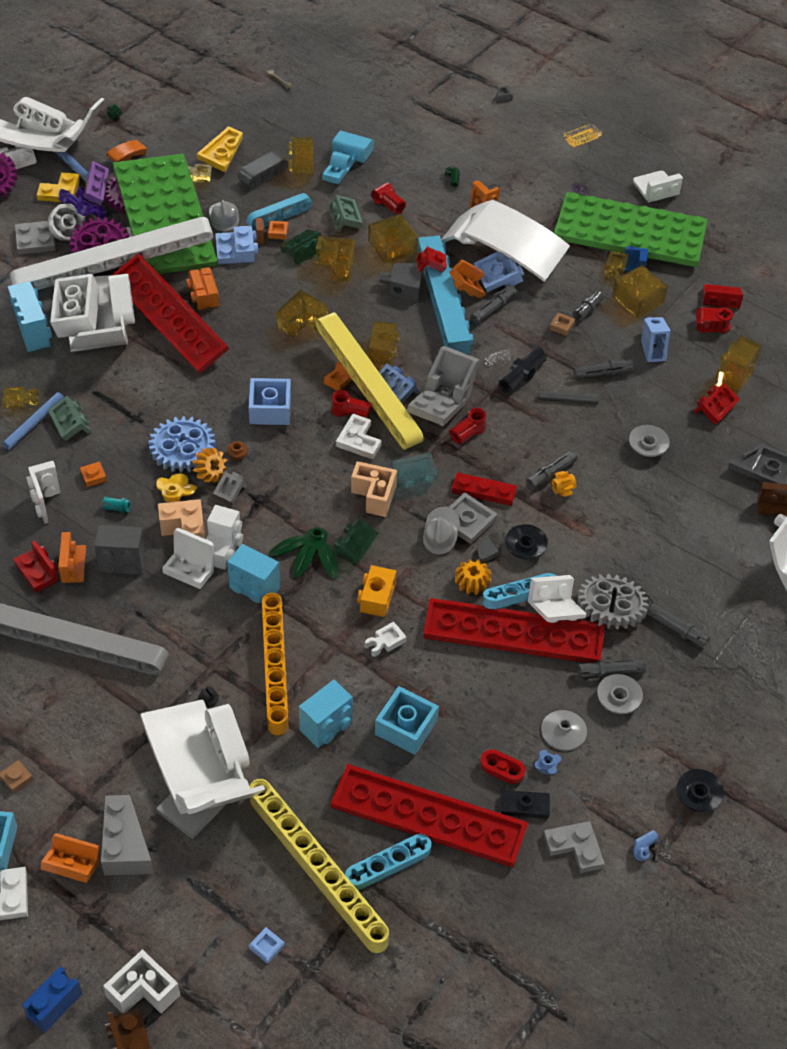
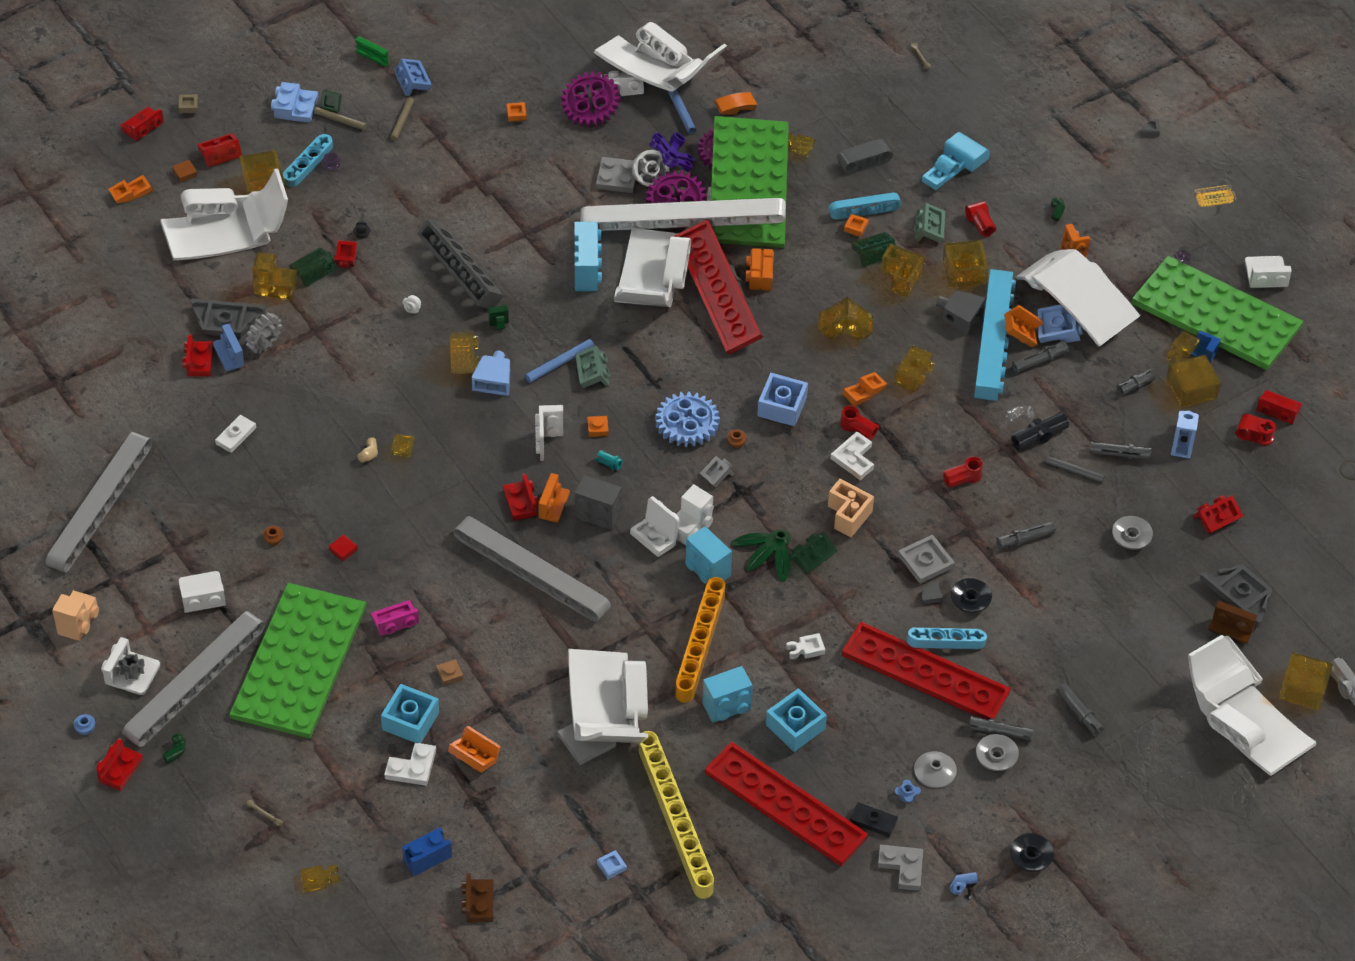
camera: 20 degrees right, 0 degrees up
(17, 397) = (552, 333): clear yellow plate -> none
(50, 192) = (665, 126): yellow plate -> none
(75, 305) = (631, 257): white brick -> none
(96, 183) = (693, 132): medium lavender plate -> none
(114, 112) = (737, 55): dark green plate -> none
(123, 842) = (520, 748): light grey wedge -> none
(141, 979) = (500, 857): white brick -> none
(175, 487) = (667, 458): yellow plate -> none
(182, 515) = (664, 487): light nougat brick -> none
(209, 465) = (698, 445): light orange gear -> none
(209, 696) = (634, 652): black piece -> none
(221, 149) = (831, 123): yellow wing -> none
(224, 216) = (809, 197): light grey piece -> none
(237, 246) = (809, 232): light blue plate -> none
(260, 231) = (837, 222): dark orange tile -> none
(302, 156) = (908, 151): clear yellow brick -> none
(369, 381) = (883, 403): light yellow beam -> none
(377, 591) = (815, 602): light orange brick -> none
(390, 865) = (737, 834): medium azure beam -> none
(398, 383) = (909, 413): medium blue bracket -> none
(415, 470) = (894, 500): clear light blue bracket -> none
(431, 258) = (993, 296): red bracket -> none
(441, 530) = (896, 563): light grey piece -> none
(446, 386) = (955, 431): light grey bracket -> none
(473, 577) = (908, 613): light orange gear -> none
(484, 489) = (954, 536): red plate -> none
(503, 766) = (868, 783): red plate -> none
(553, 599) = (973, 652): white bracket -> none
(562, 324) = (1100, 394): medium nougat plate -> none
(563, 483) = (1030, 551): light orange gear -> none
(629, 603) = (1038, 679): light grey gear -> none
(738, 363) = (1255, 481): clear yellow brick -> none

